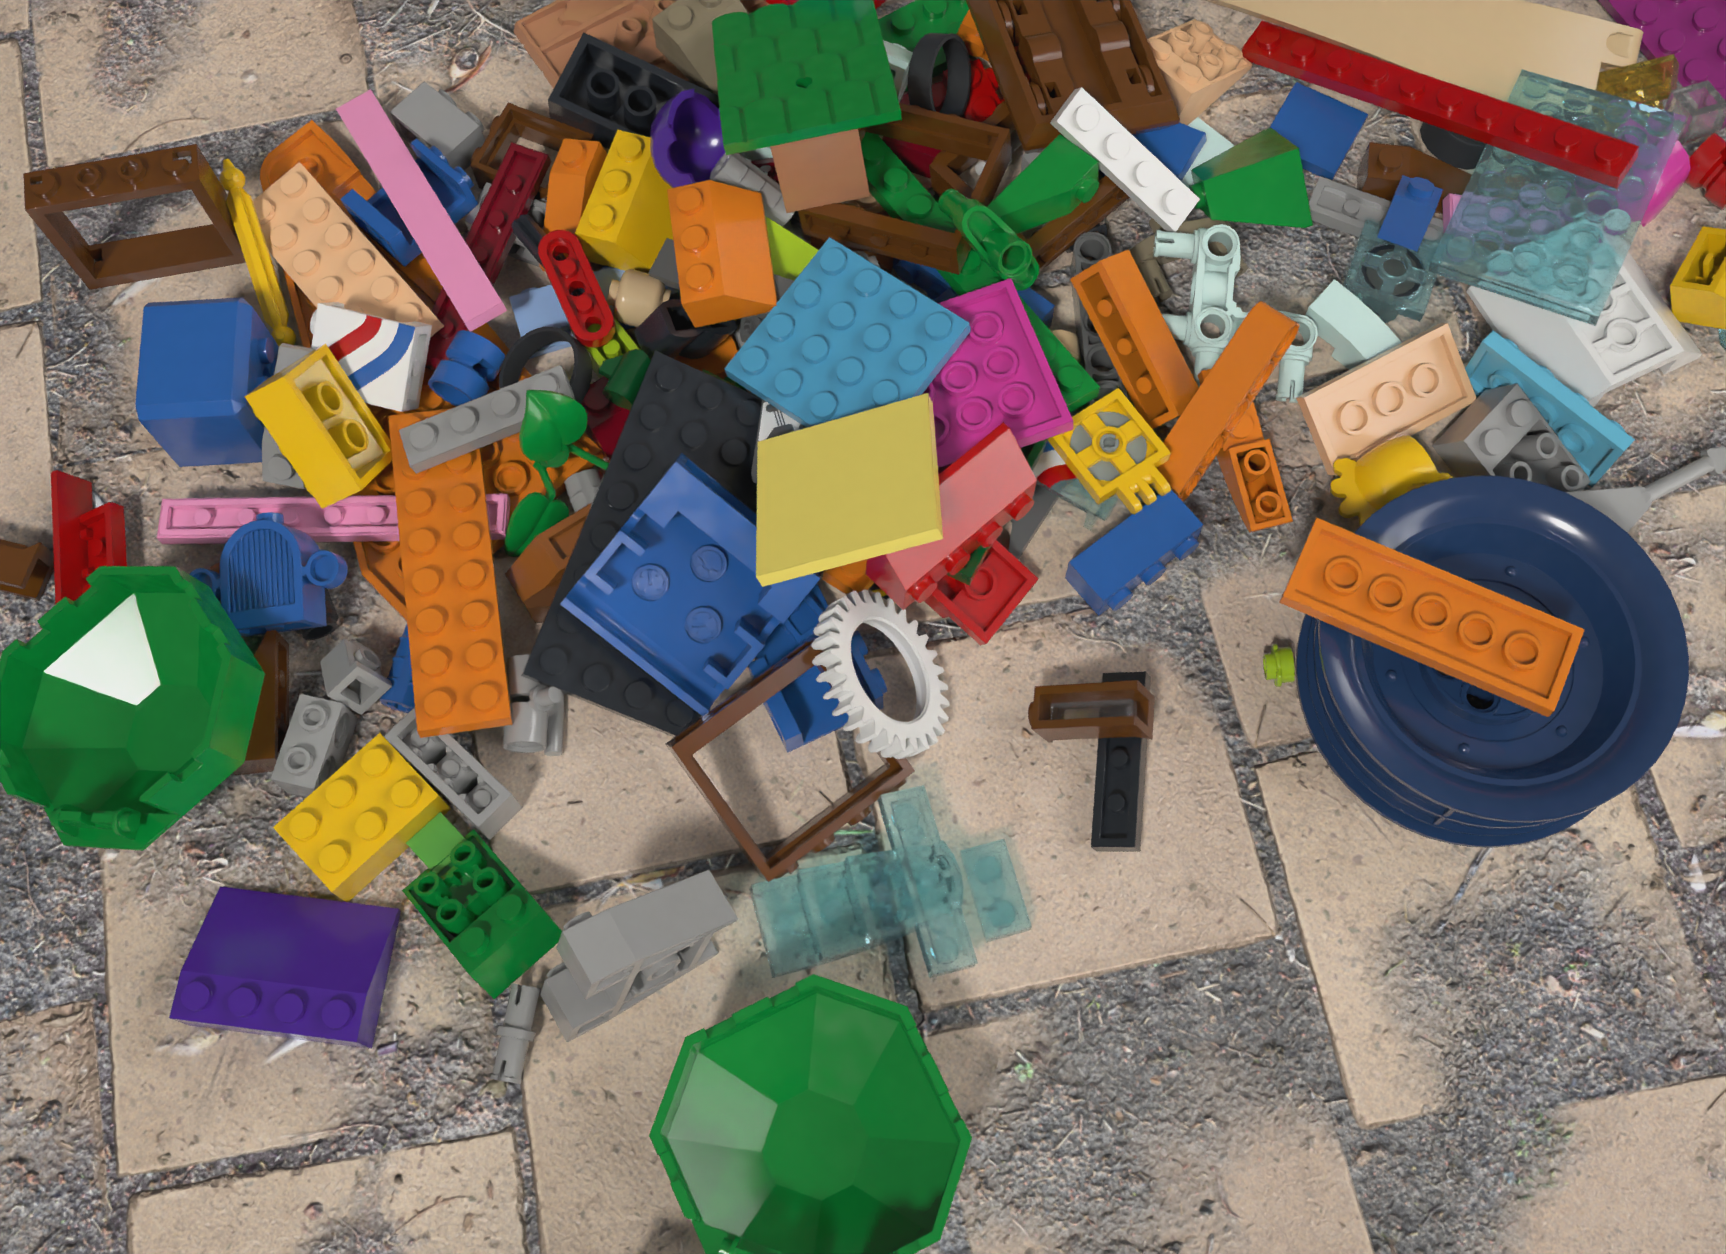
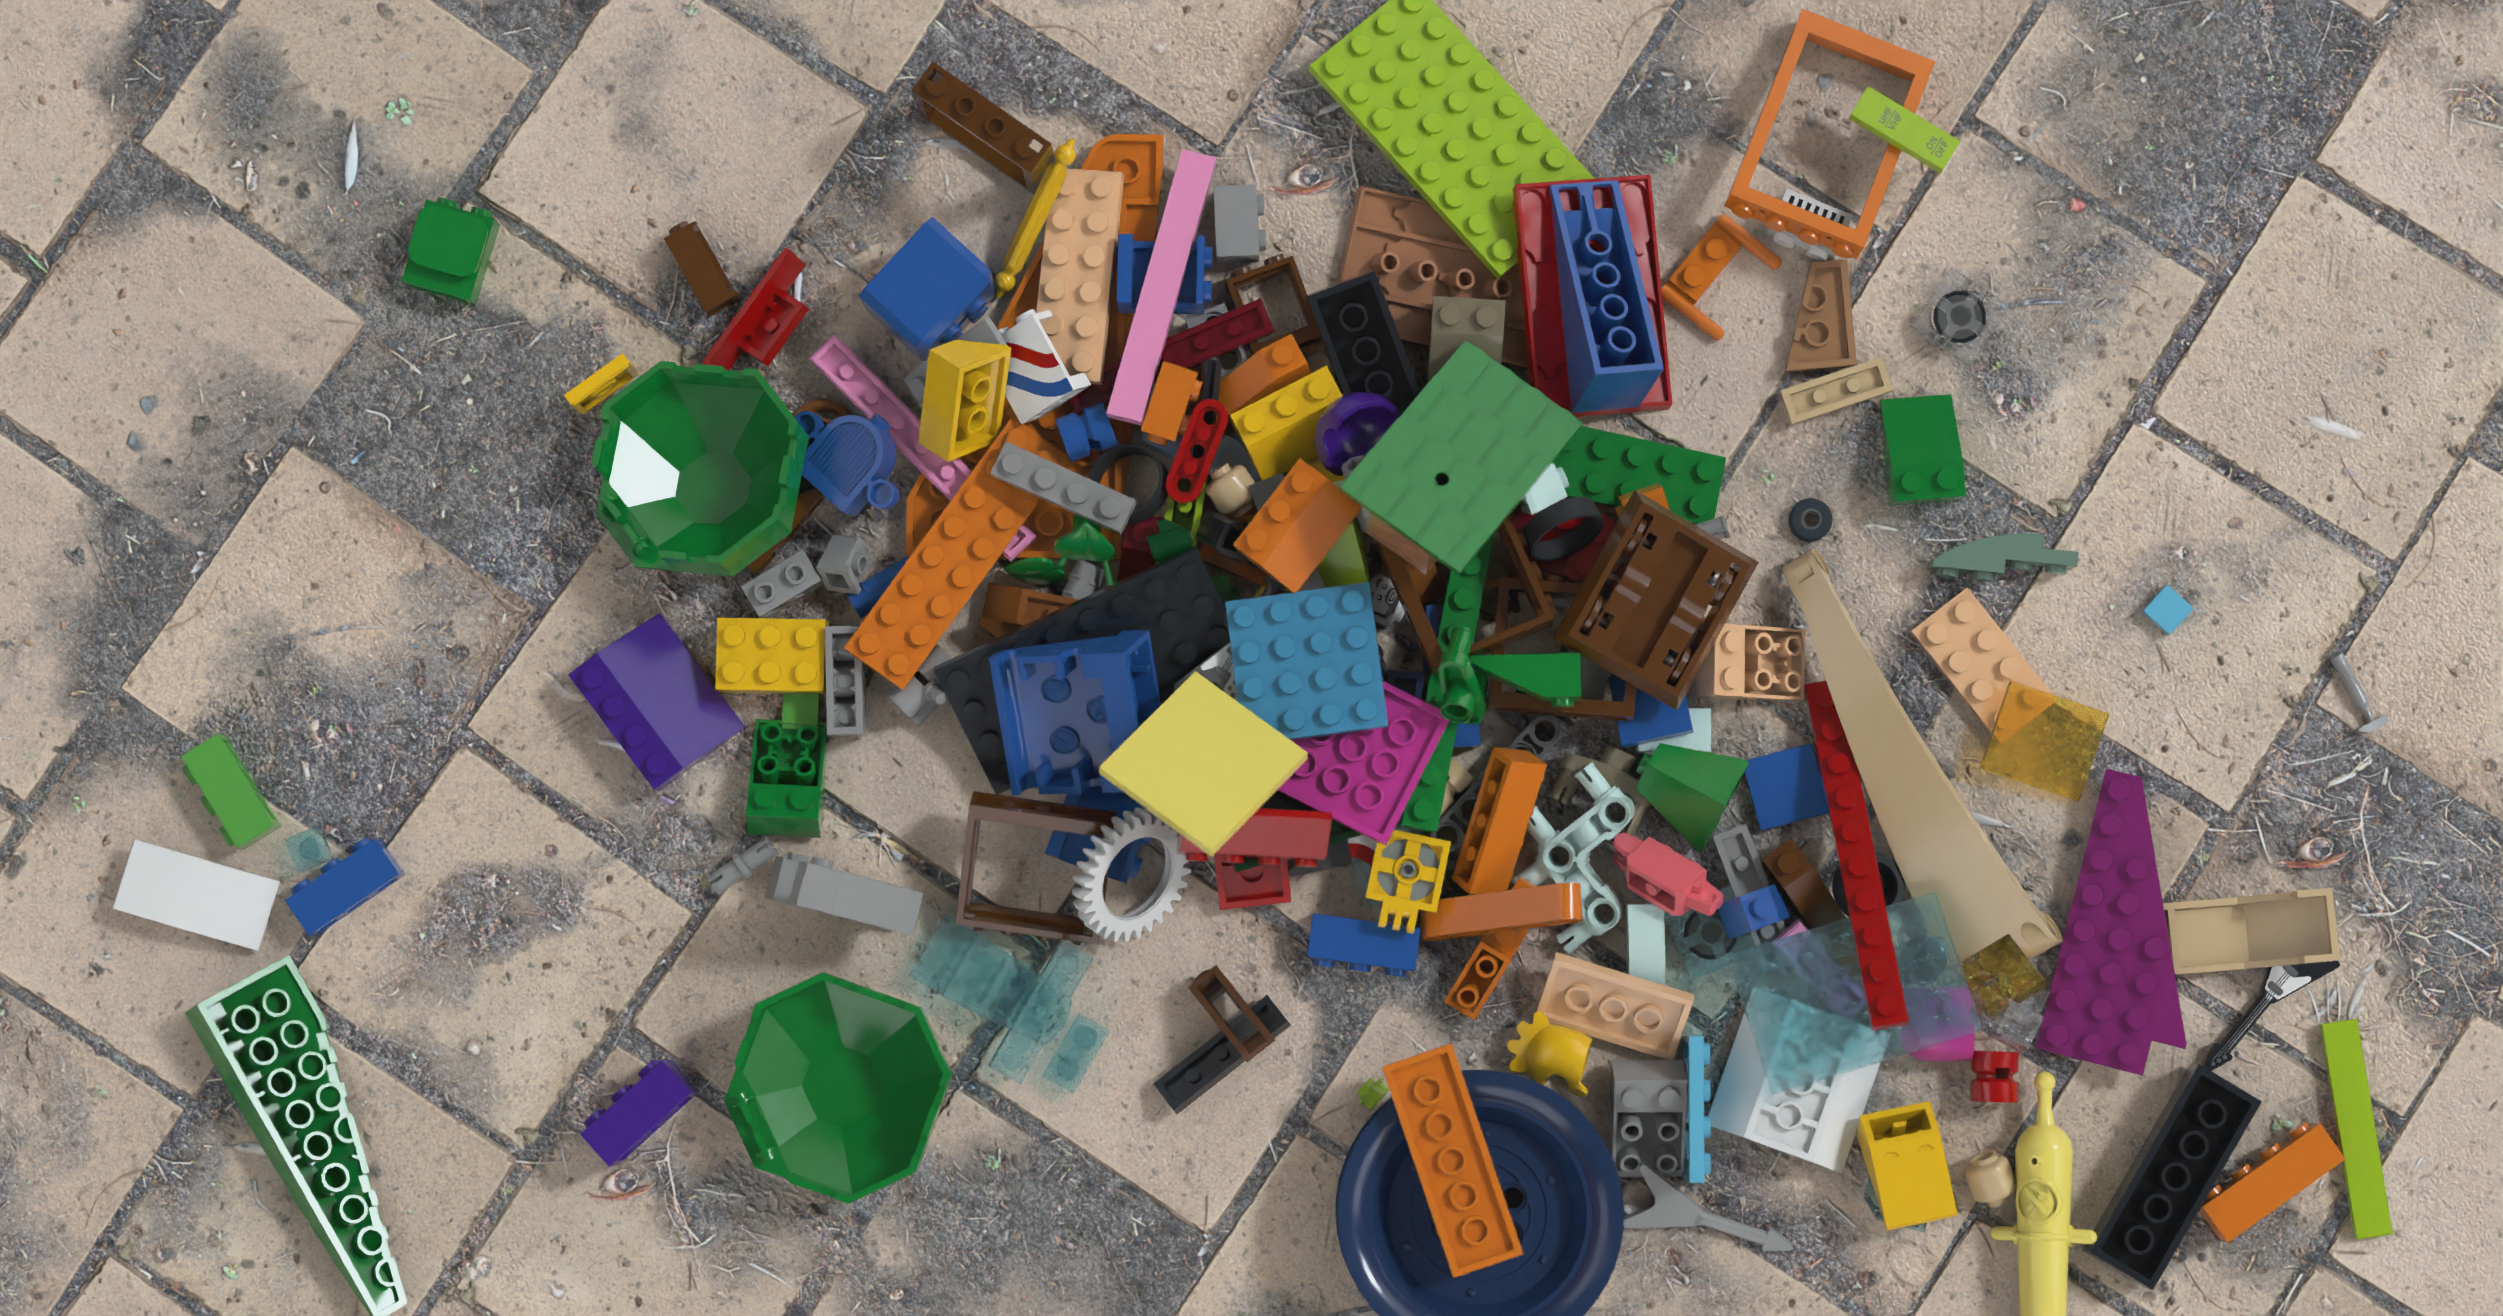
camera: 40 degrees right, 15 degrees up
(514, 278) = (1169, 402): none -> orange brick
(1125, 160) = (1607, 706): white plate -> none
(1311, 259) = (1665, 876): none -> coral hinge

